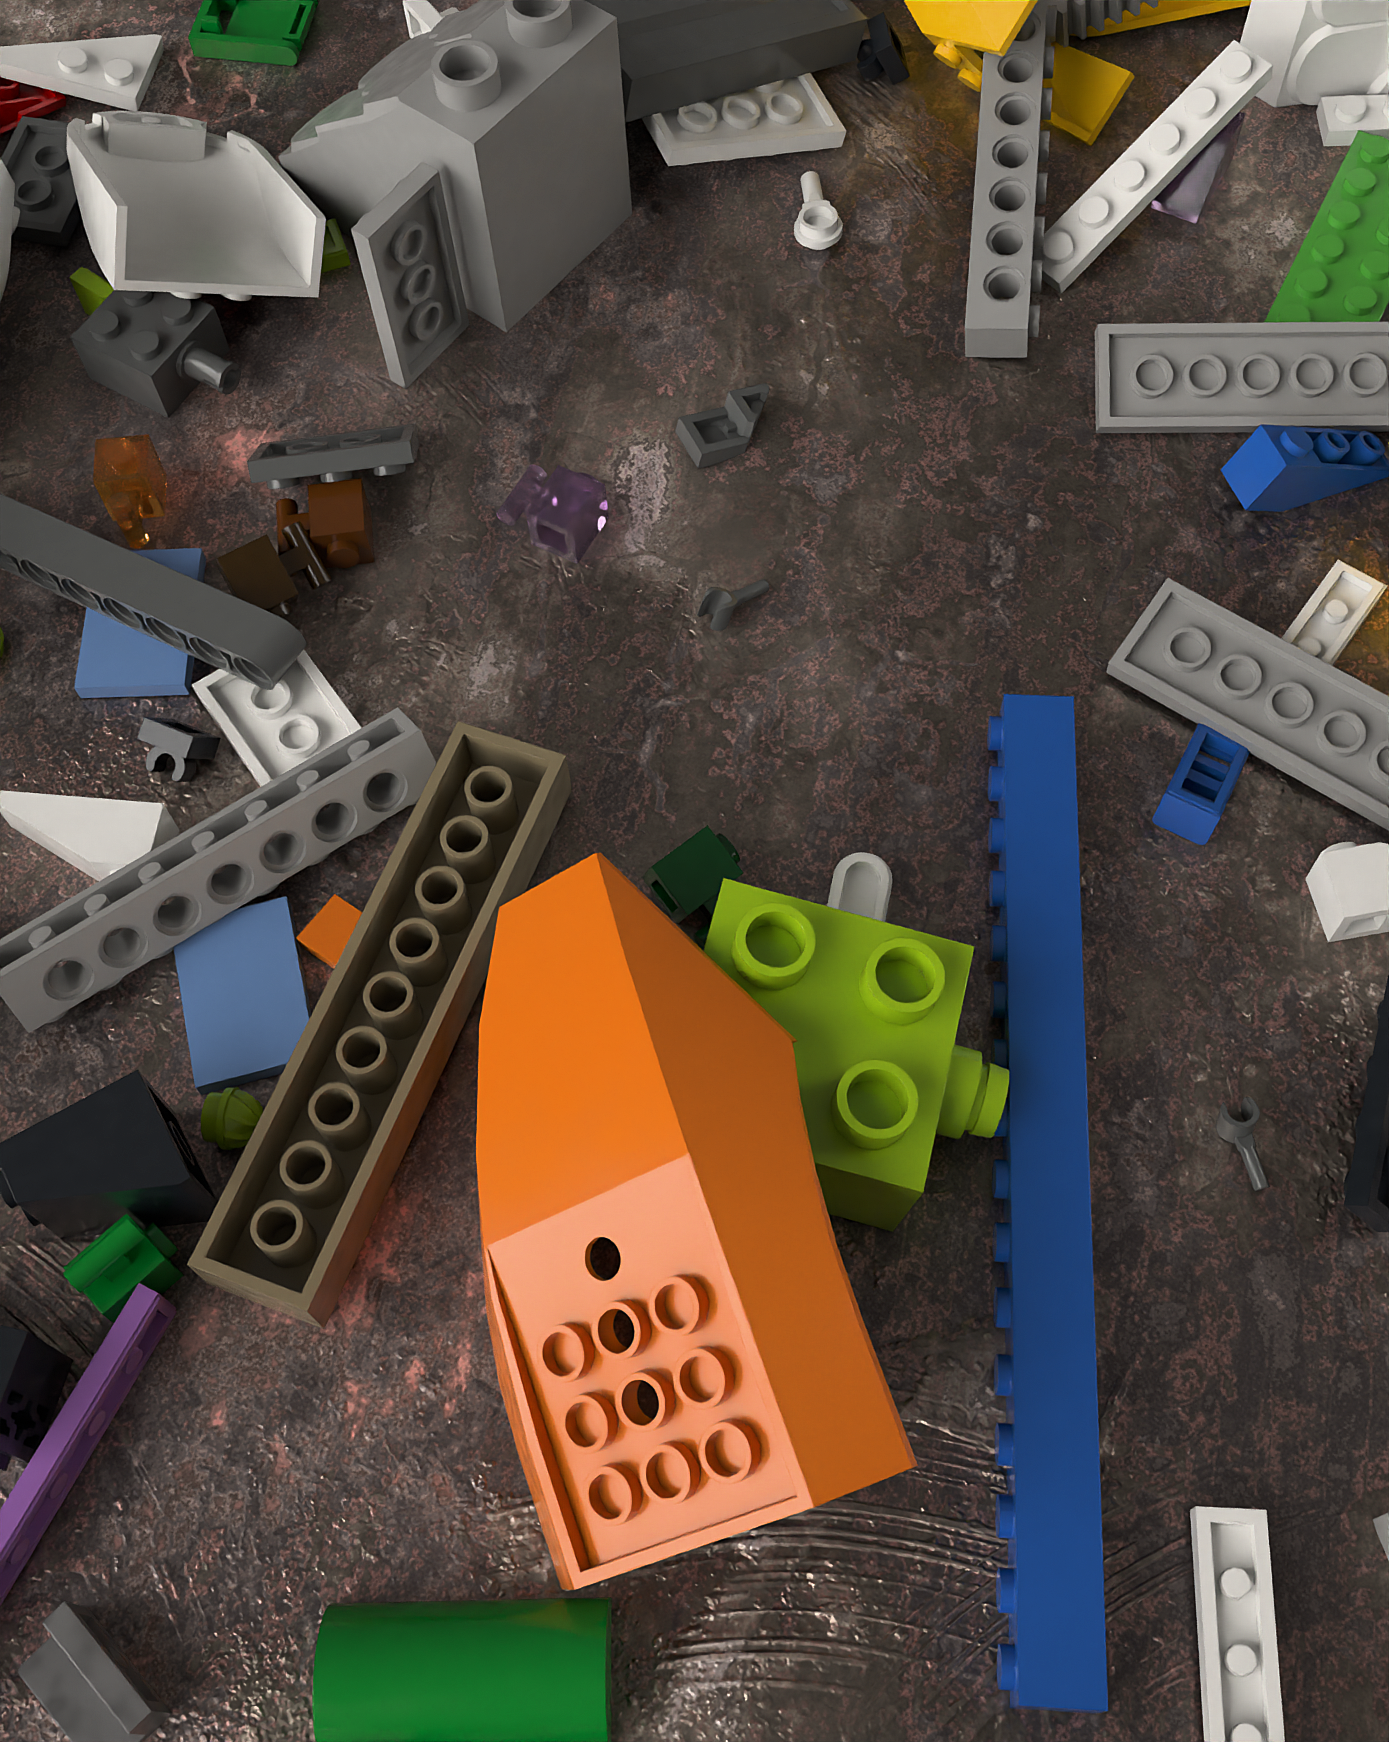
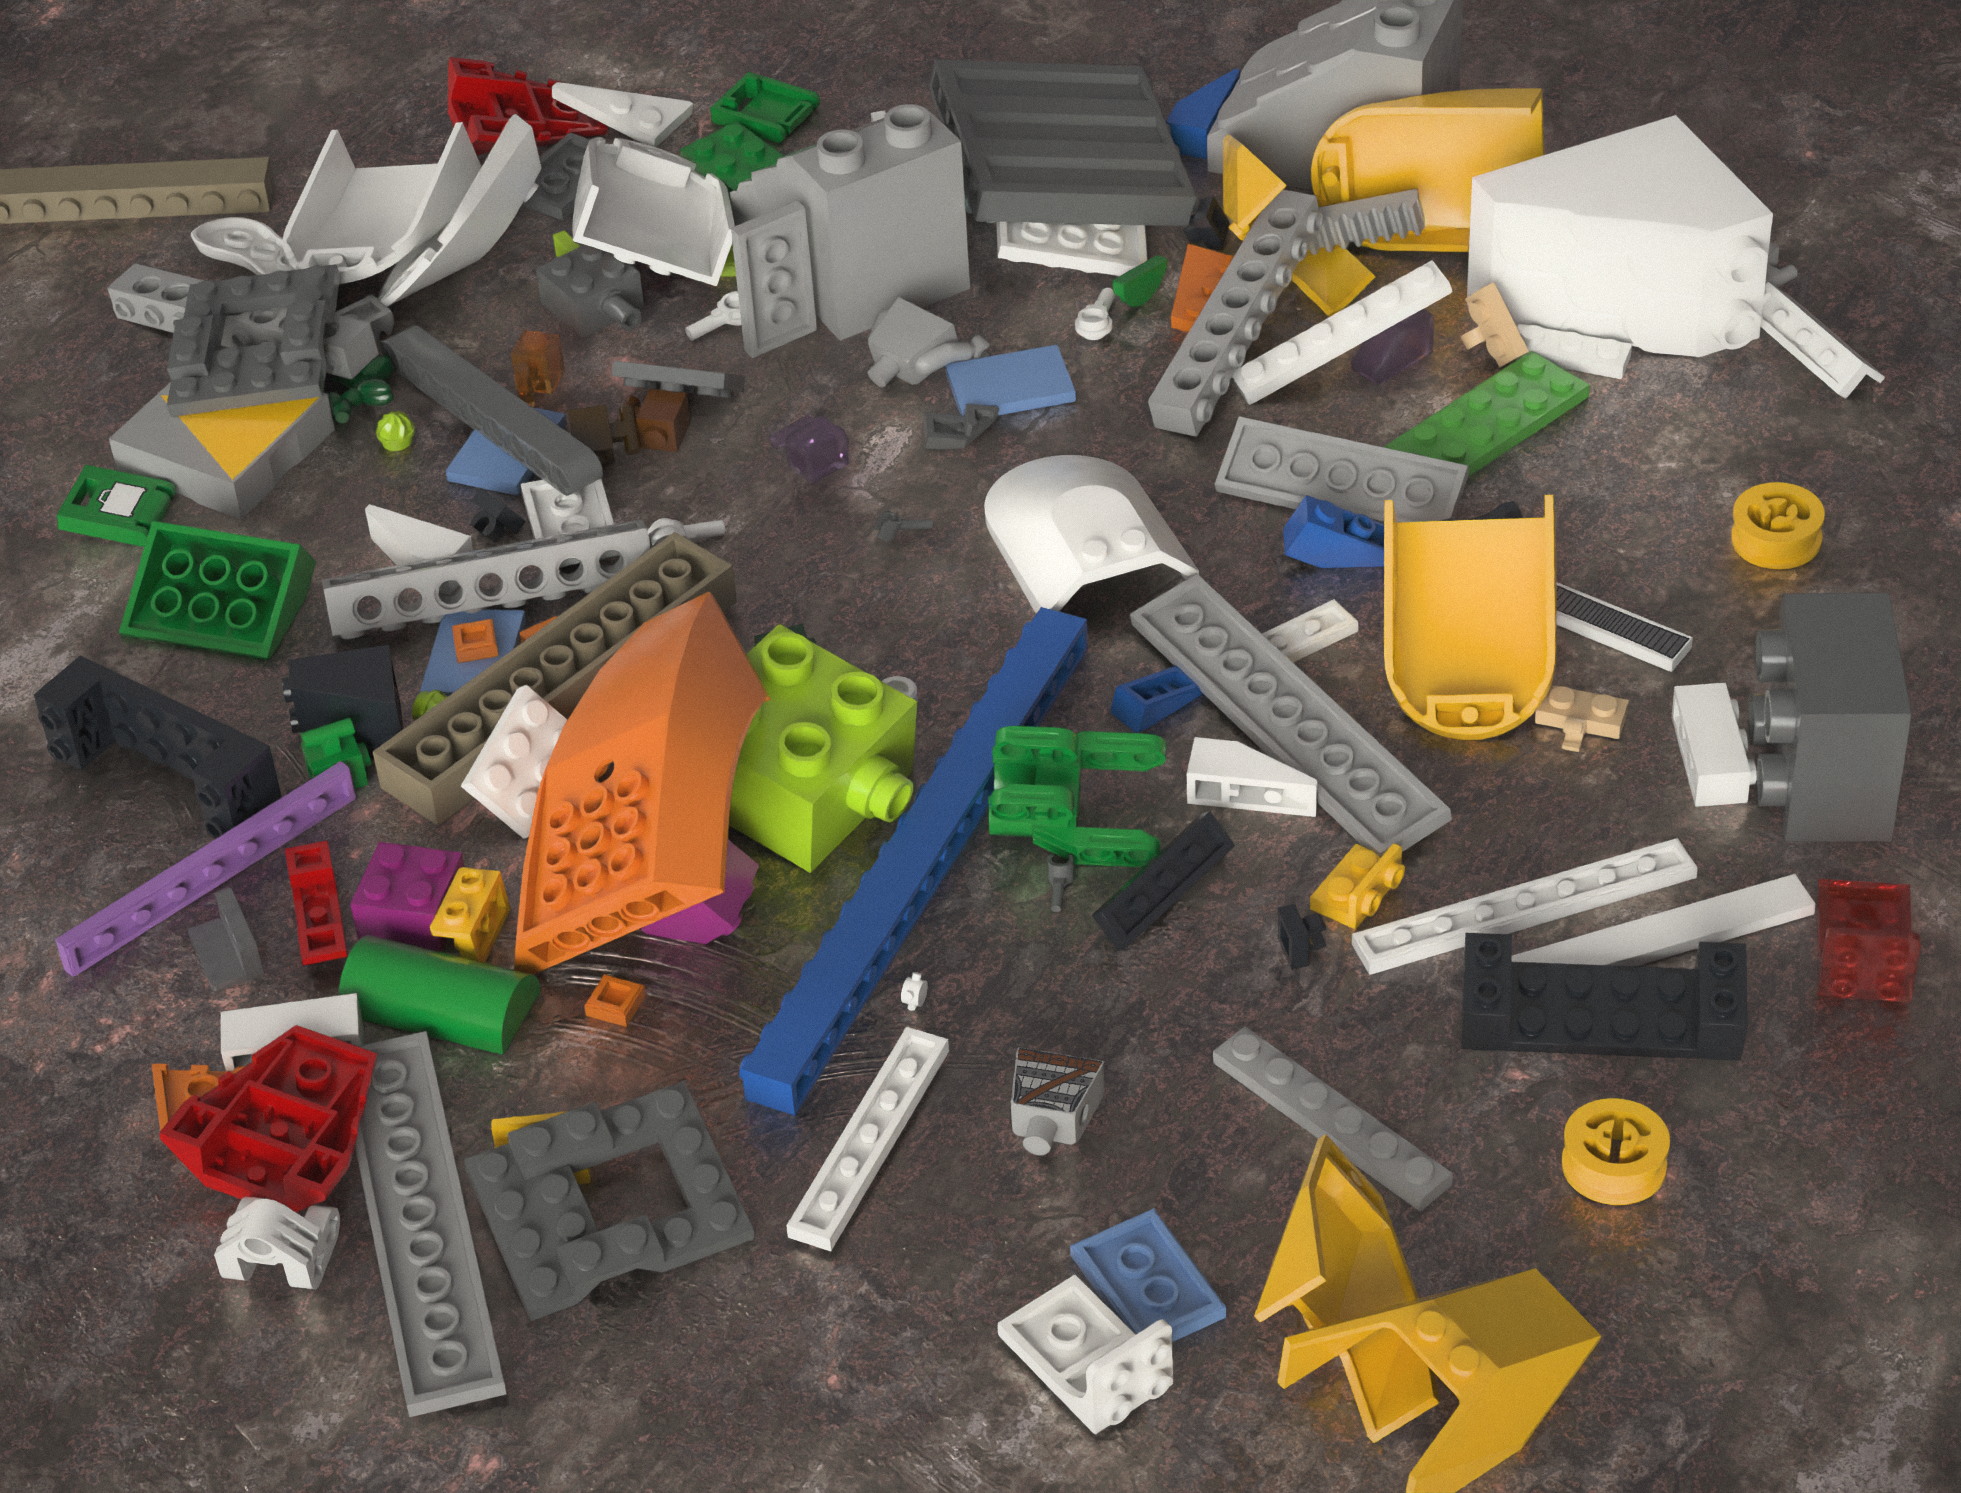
camera: 20 degrees right, 20 degrees down
(212, 1572) = (316, 903): none -> red slope
(241, 977) = (475, 640): none -> orange tile
(254, 101) = (730, 154): none -> green plate
(345, 1502) = (404, 893): none -> magenta brick
(352, 327) = (726, 313): none -> white plate
(417, 1200) = (515, 759): none -> white plate
(435, 709) = (664, 527): none -> white plate
(456, 1513) = (473, 912): none -> yellow bracket
(617, 317) = (916, 344): none -> light grey torso
(734, 1584) = (615, 1000): none -> orange tile
(758, 338) = (1012, 380): none -> medium blue tile
(849, 151) = (1140, 282): none -> green tile
(924, 139) = (1197, 281): none -> orange wing
(967, 550) = (1076, 524): none -> white windscreen
(1158, 1419) = (914, 991): none -> white piece
(1176, 1020) = (1041, 788): none -> green piece
(1317, 108) = (1494, 326): none -> tan plate

